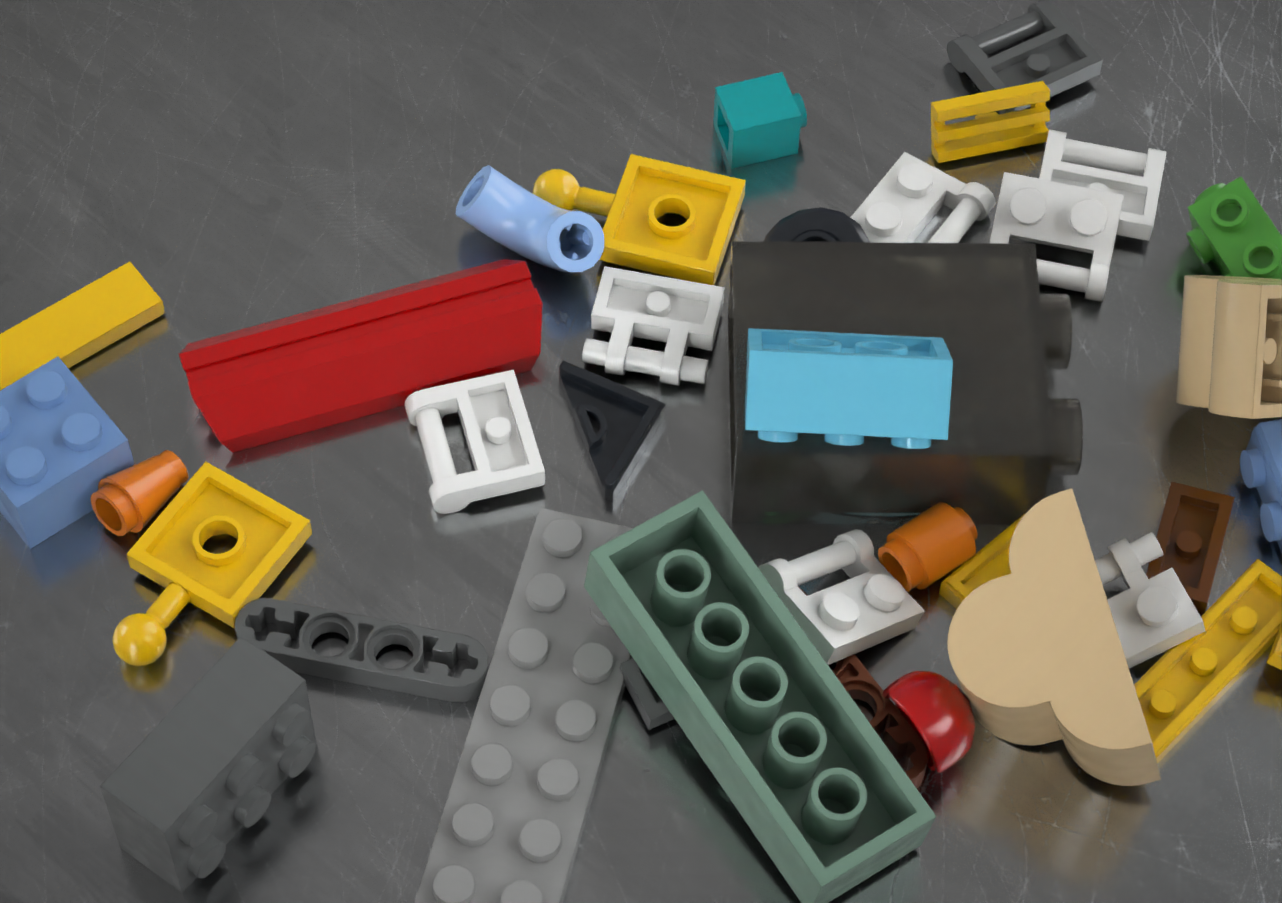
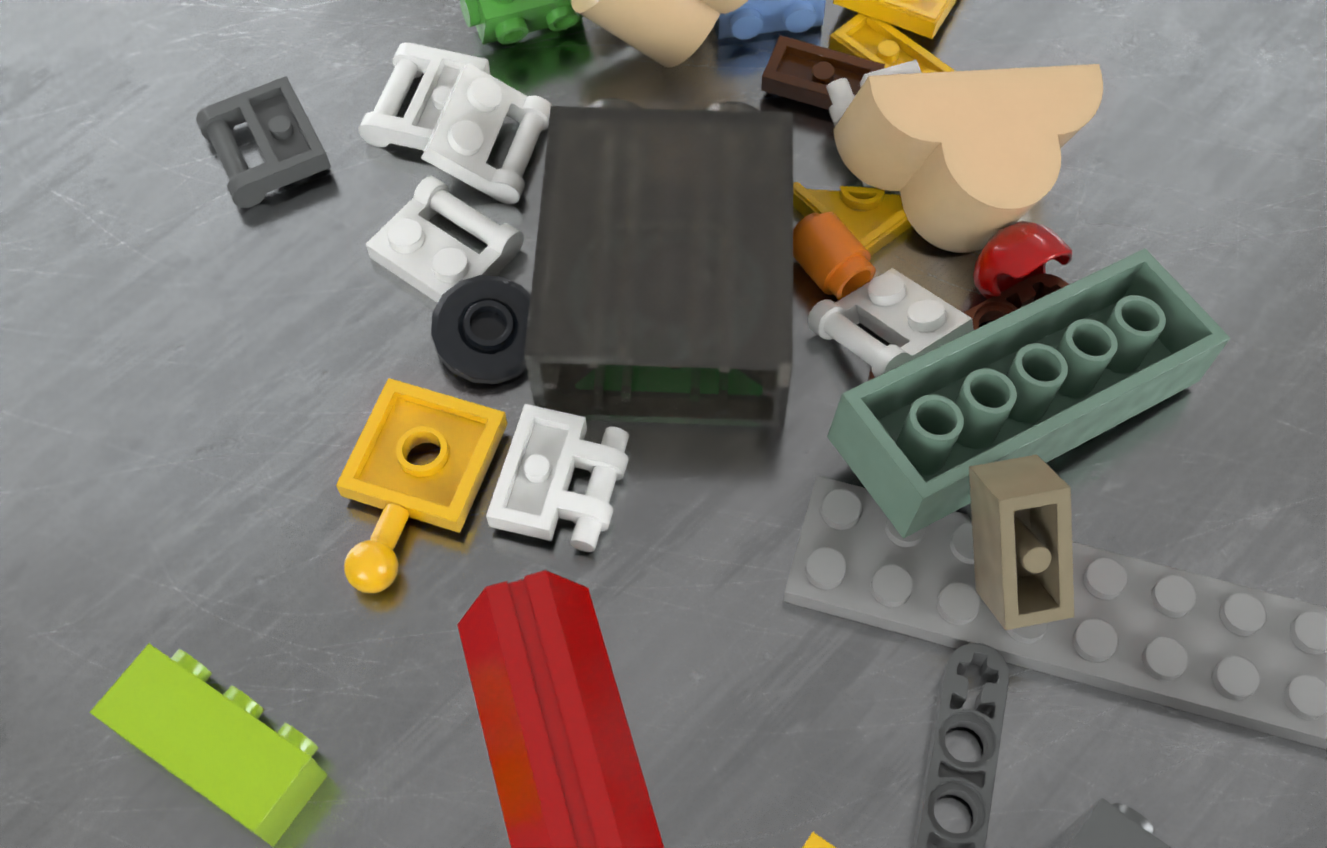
camera: 85 degrees left, 5 degrees up
(393, 102) = (213, 741): none -> lime brick
(495, 433) = (690, 635): white plate -> none
(529, 224) = (423, 586): light blue cylinder -> none
(558, 646) = (1022, 541): none -> dark tan brick
(612, 424) = (671, 525): black tile -> none
(758, 119) = (305, 365): teal brick -> none
(847, 387) = (731, 250): medium azure slope -> none
(989, 131) = (343, 170): yellow tile -> none

